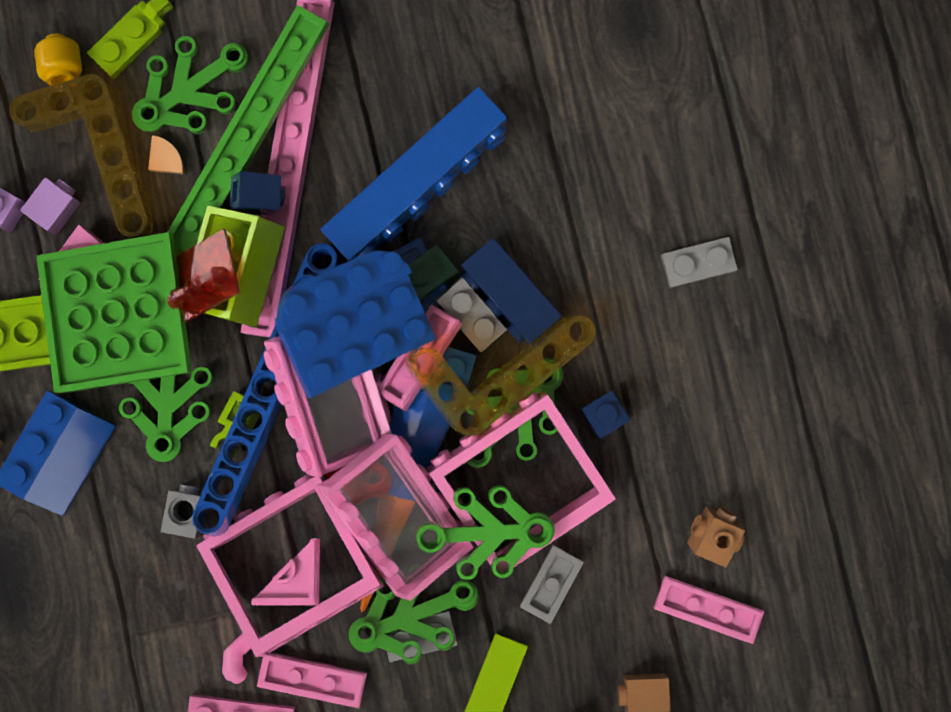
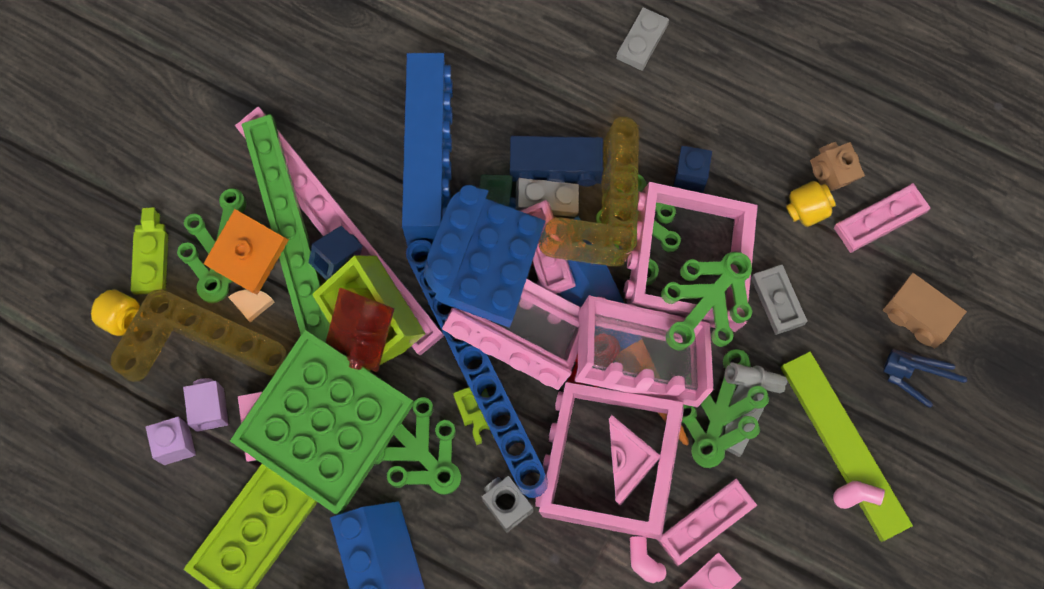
camera: 50 degrees left, 15 degrees down
(196, 116) = (246, 251): none -> orange plate
(460, 622) = (754, 376): none -> light grey axle
(663, 540) = (810, 203): none -> yellow head

